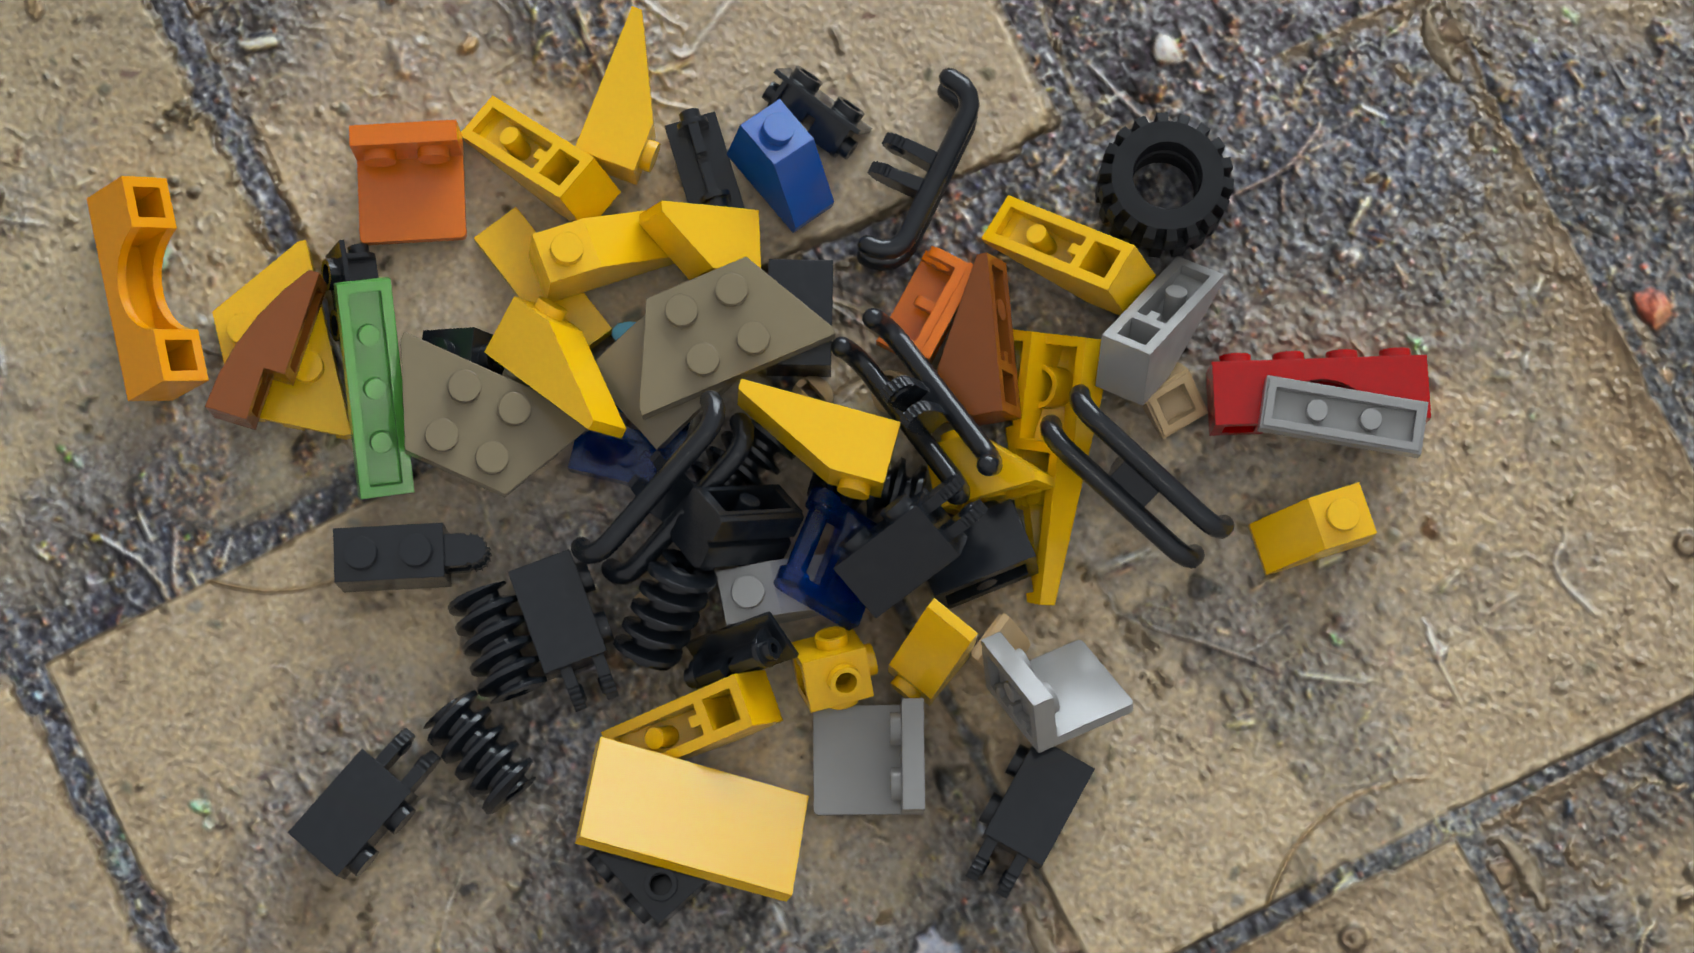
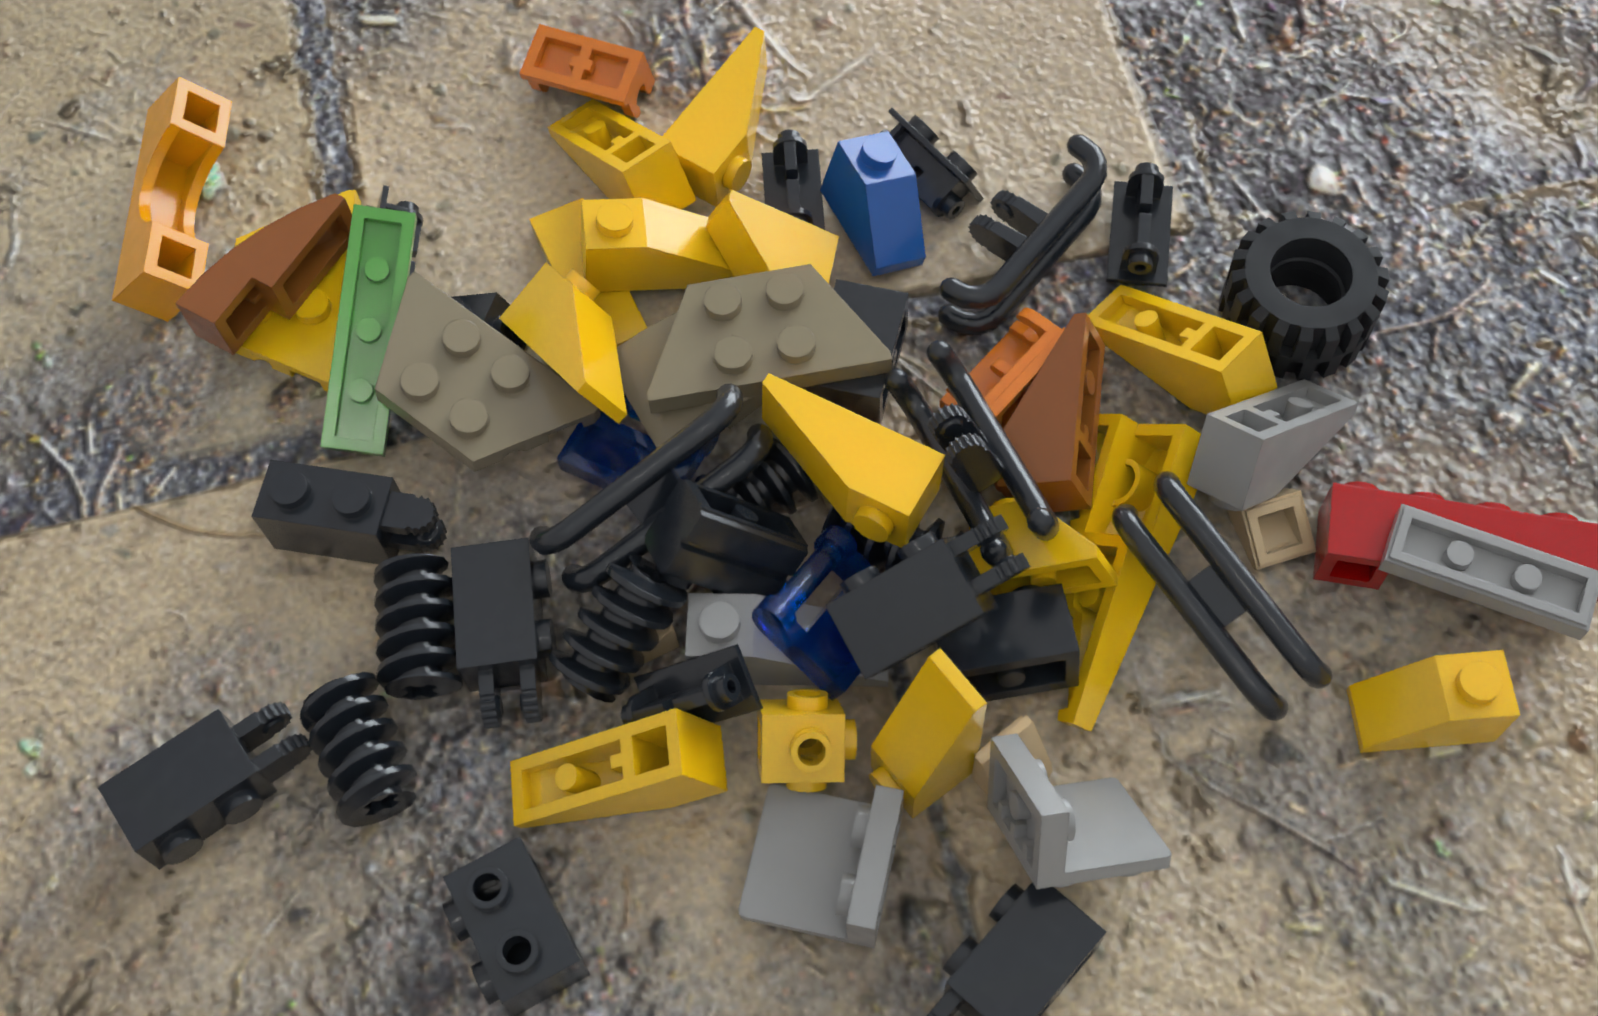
camera: 20 degrees right, 15 degrees down
(410, 182) = (481, 148): orange bracket -> none
(484, 77) = (587, 68): none -> orange hinge
(692, 819) = (581, 882): yellow tile -> none
(1016, 140) = (1140, 228): none -> black hinge

